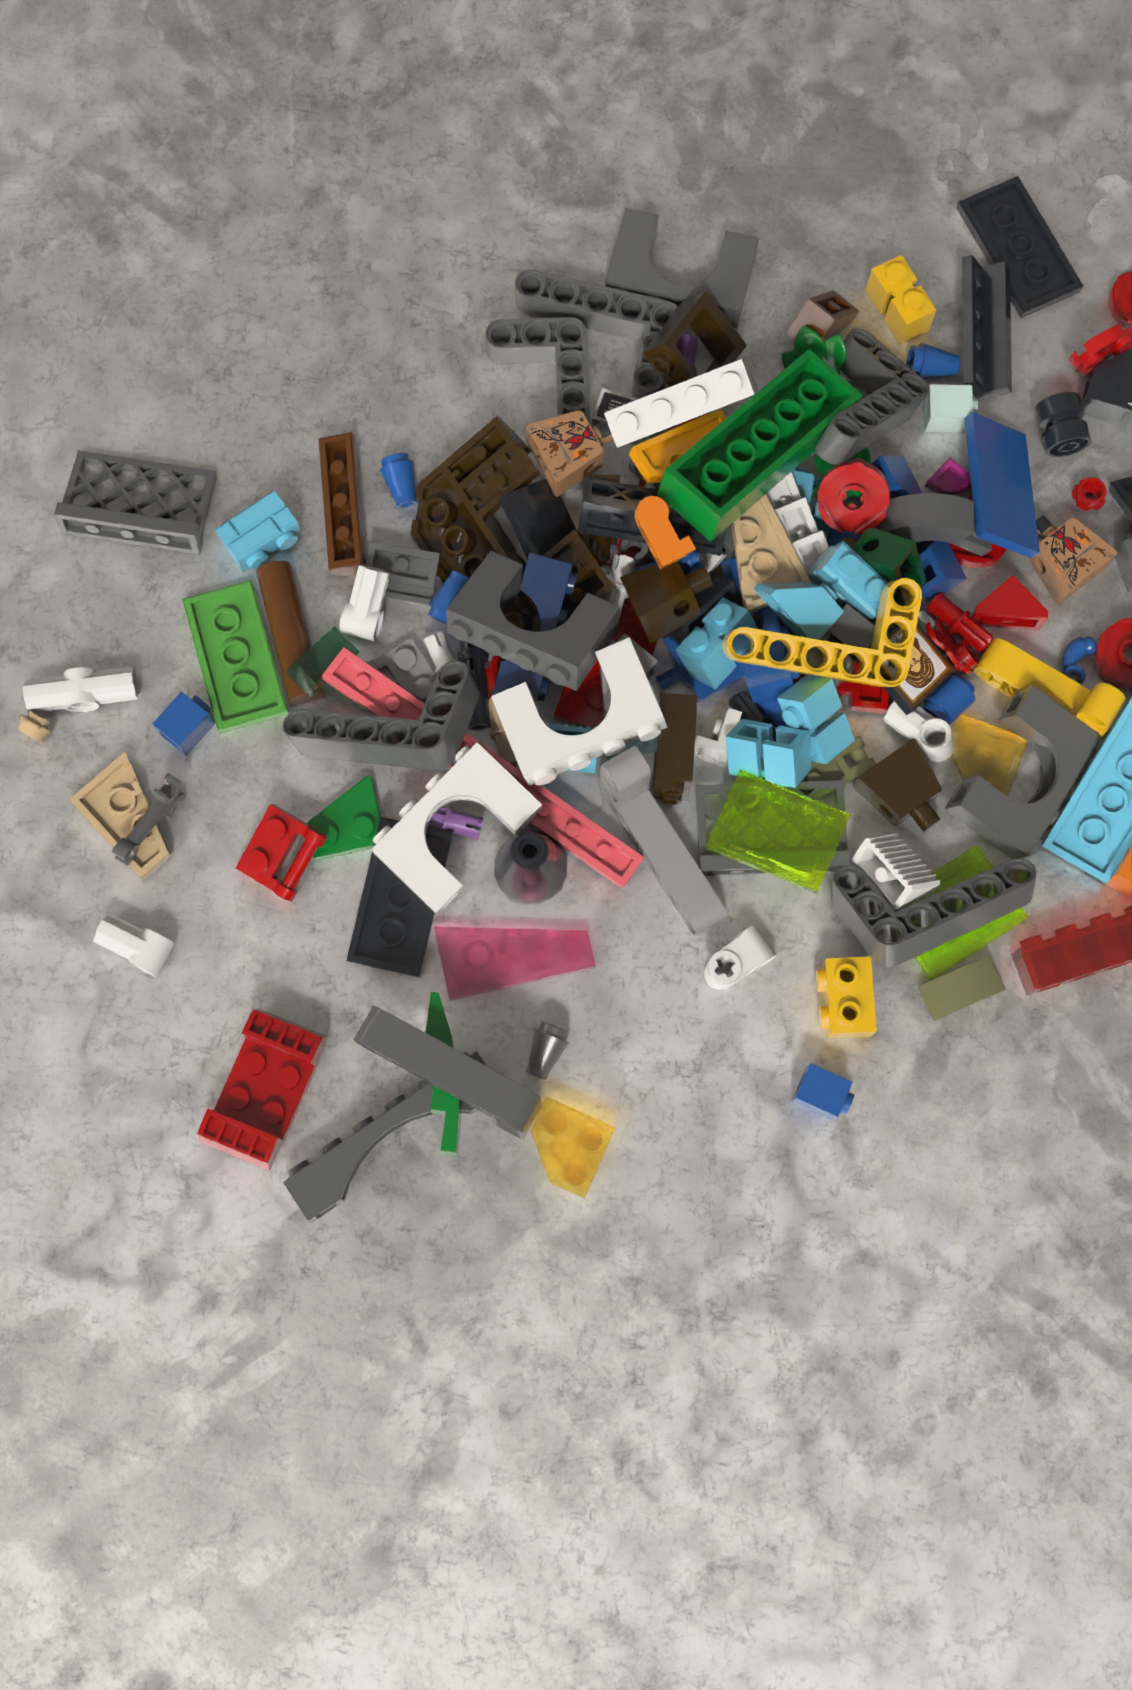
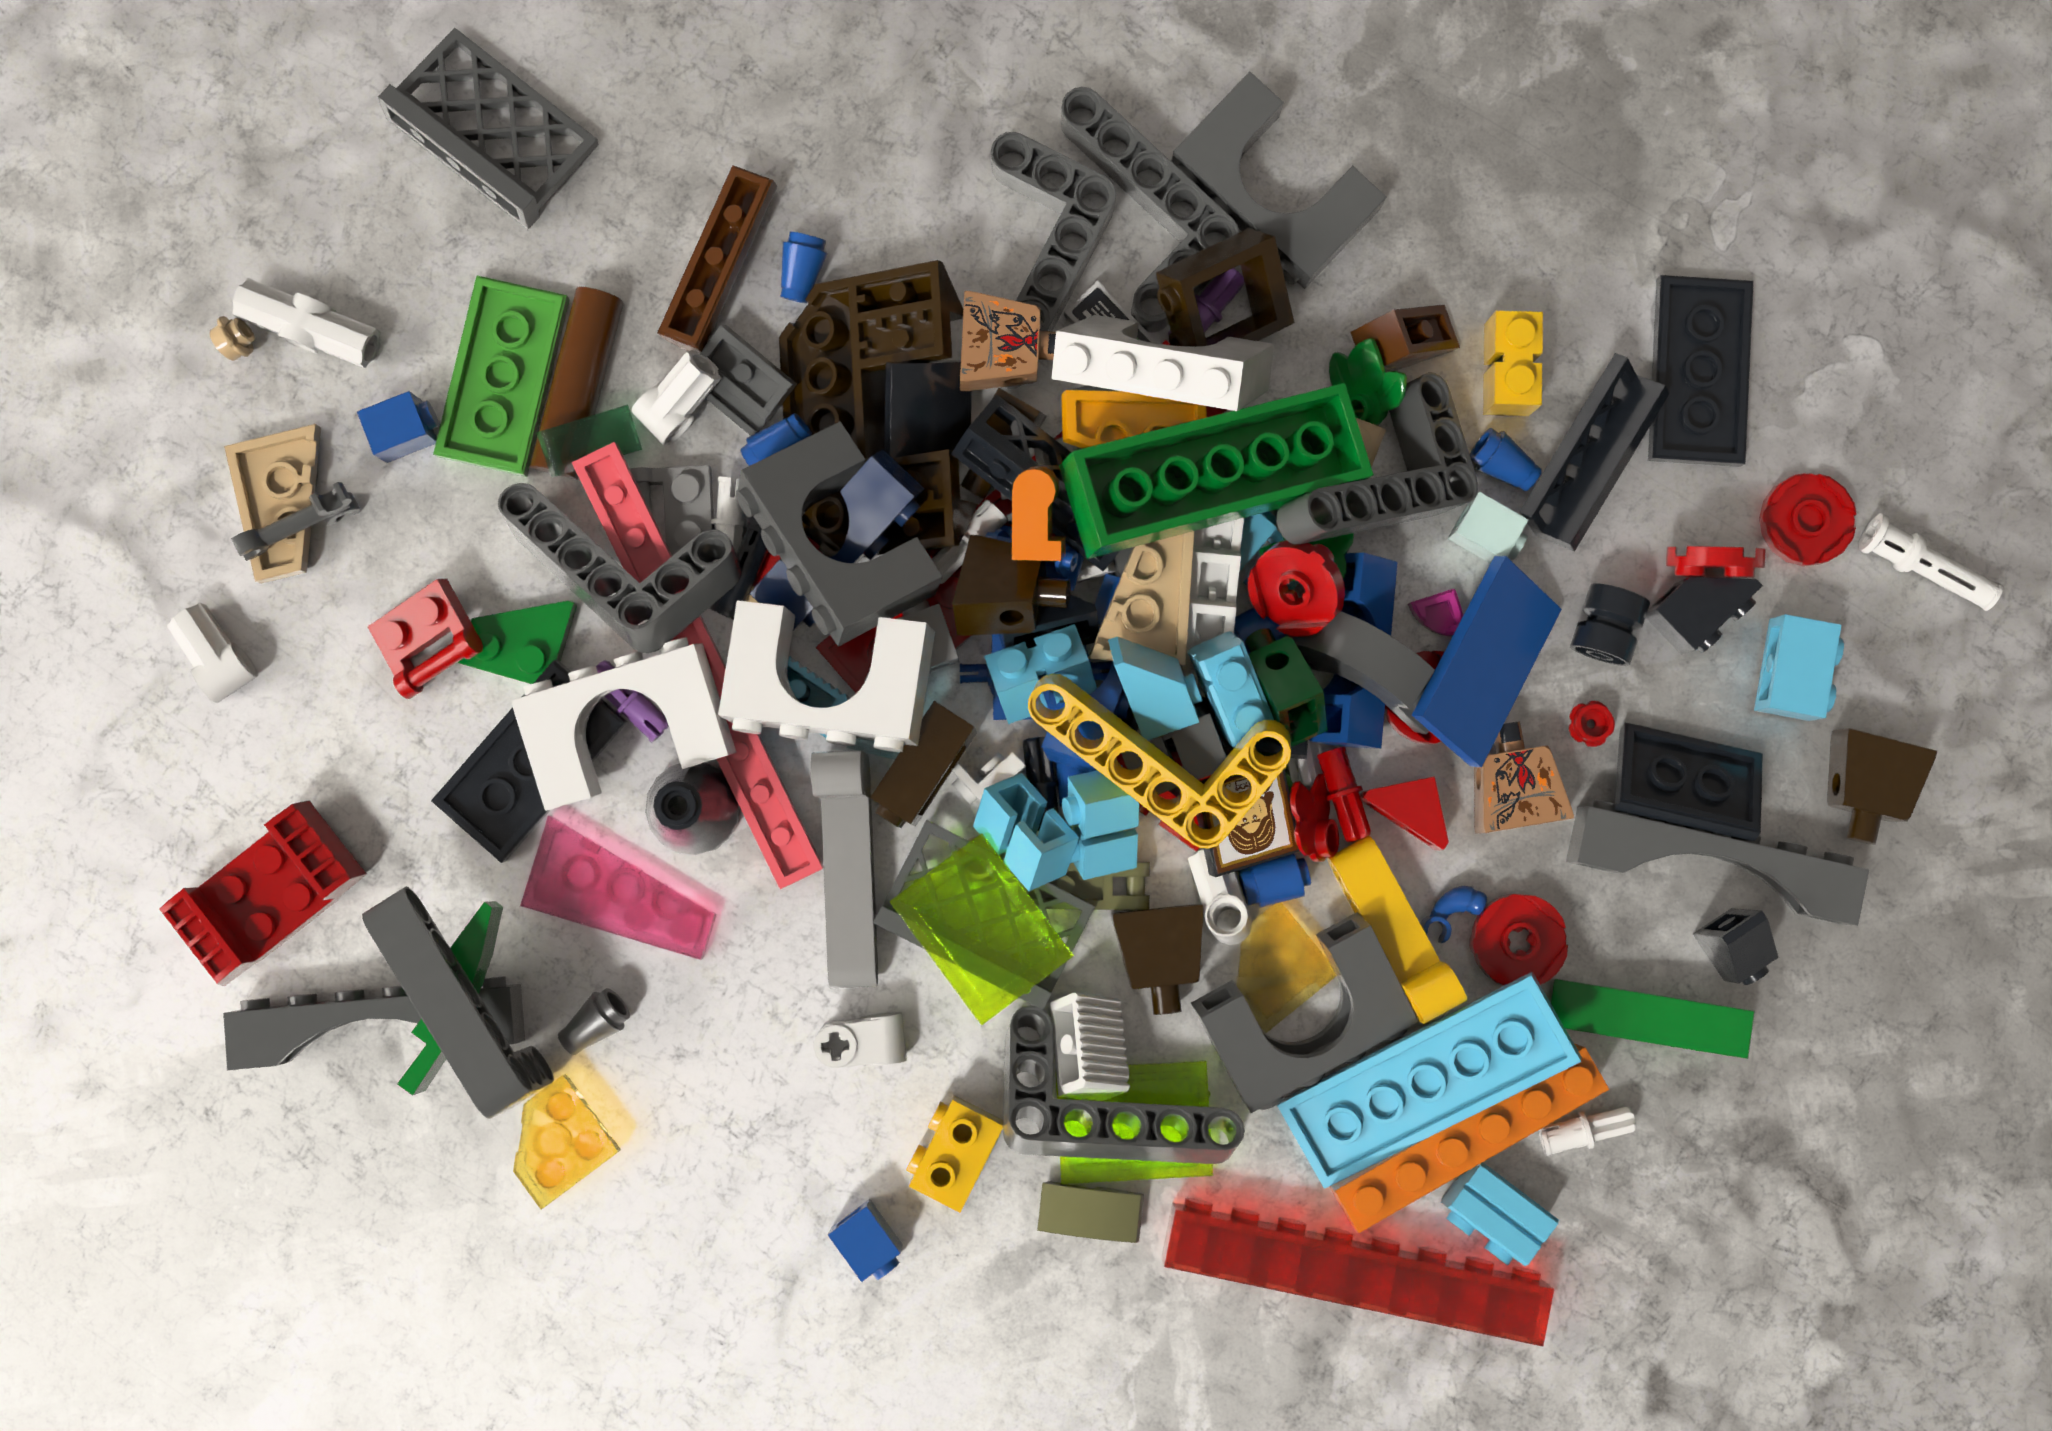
camera: 30 degrees right, 10 degrees up
(259, 532) = (603, 243): medium azure brick -> none

